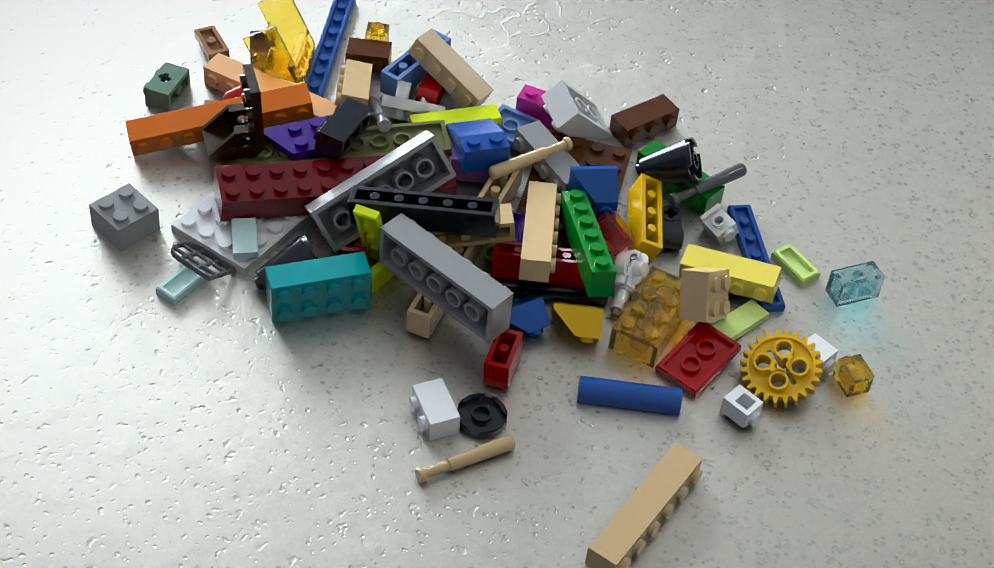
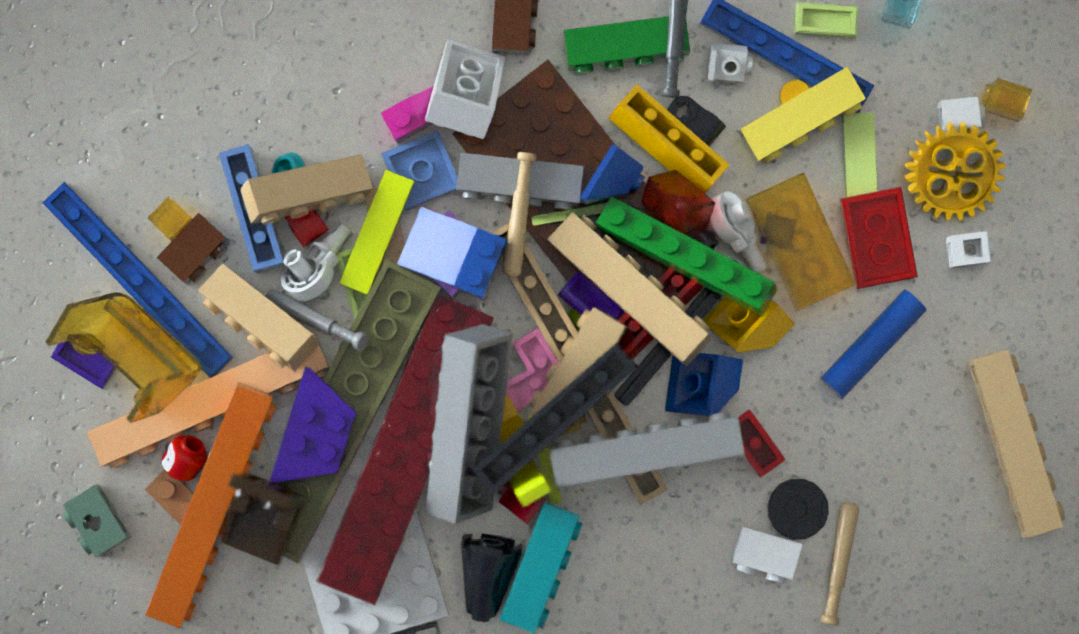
camera: 45 degrees left, 40 degrees up
(211, 42) = (45, 418): medium nougat plate -> none
(244, 238) = (413, 594): light aqua tile -> none
(342, 128) = (348, 401): black brick -> none
(673, 164) = (632, 59): black cone -> none
(704, 294) = (828, 181): tan brick -> none

